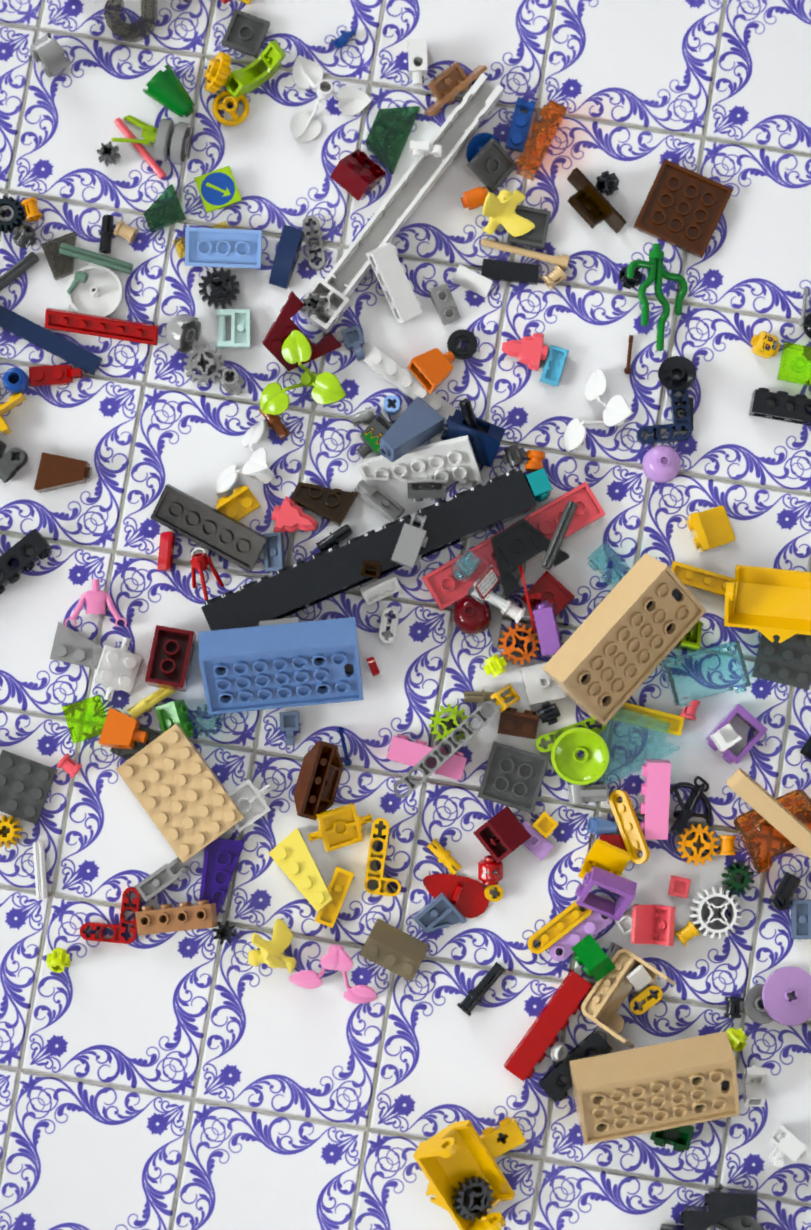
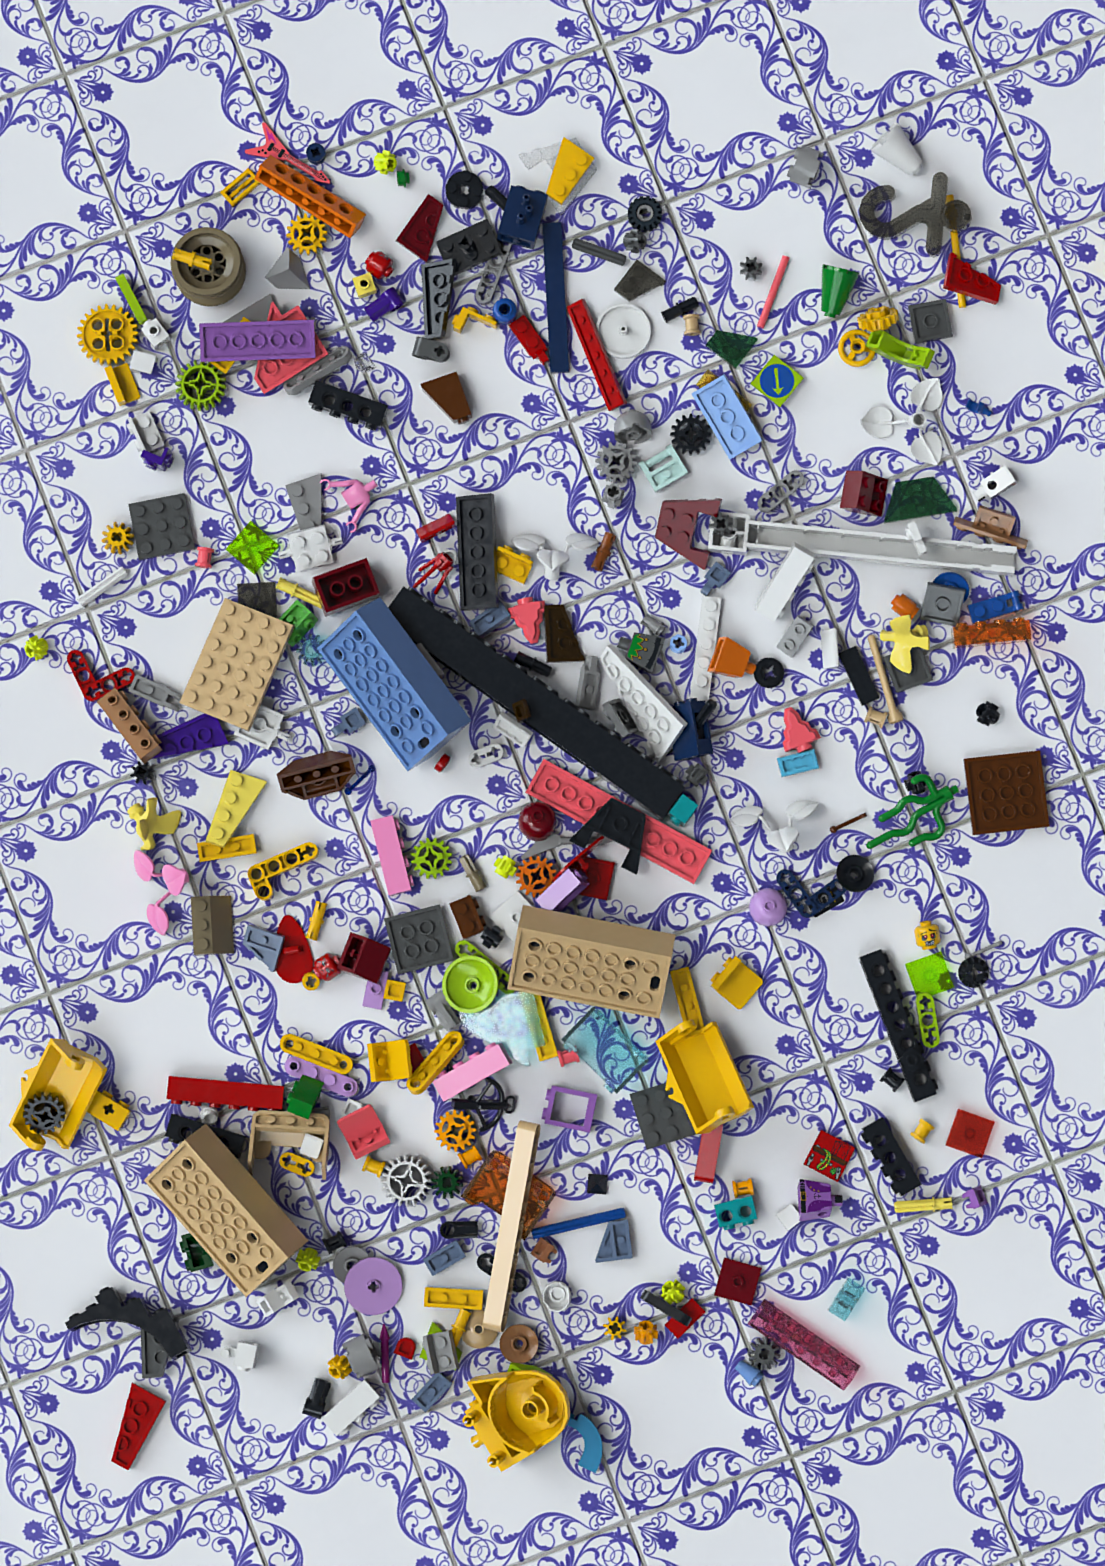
camera: 65 degrees right, 0 degrees up
(31, 209) = (661, 232): light orange bush -> none
(79, 276) = (627, 309): sand green hand -> none
(95, 258) = (652, 313): sand green axle -> none
(121, 731) = (259, 583): orange torso -> none
(149, 132) = (790, 292): lime plant -> none
(172, 141) = (793, 317): light grey wheel -> none
(286, 256) = (753, 475): dark blue slope -> none
(326, 385) = (653, 579): lime plant -> none
(339, 827) = (288, 816): yellow plate -> none
(410, 543) = (563, 730): light grey brick -> none
(411, 430) = (665, 673): sand blue slope -> none
(450, 740) = (399, 859): light grey beam -> none
(466, 566) = (573, 789): clear light blue brick -> none
(475, 996) = (214, 1017): black pin -> none
(485, 585) = (568, 816): slope -> none
(501, 700) = (475, 887): yellow tile -> none
(506, 607) = (561, 845): white pin -> none
(534, 460) = (702, 796): orange wheel -> none
(559, 535) = (649, 854): dark grey axle -> none
(592, 204) = (960, 711): dark brown bracket -> none
(601, 826) = (422, 1039): medium blue cone -> none
(611, 882) = (377, 1074): medium lavender window -> none
(618, 567) = (659, 904): clear light blue brick -> none
(679, 886) = (410, 1137): coral tile -> none
(692, 639) = (632, 1021): lime slope -> none
(725, 737) = (560, 1098): white panel -> none

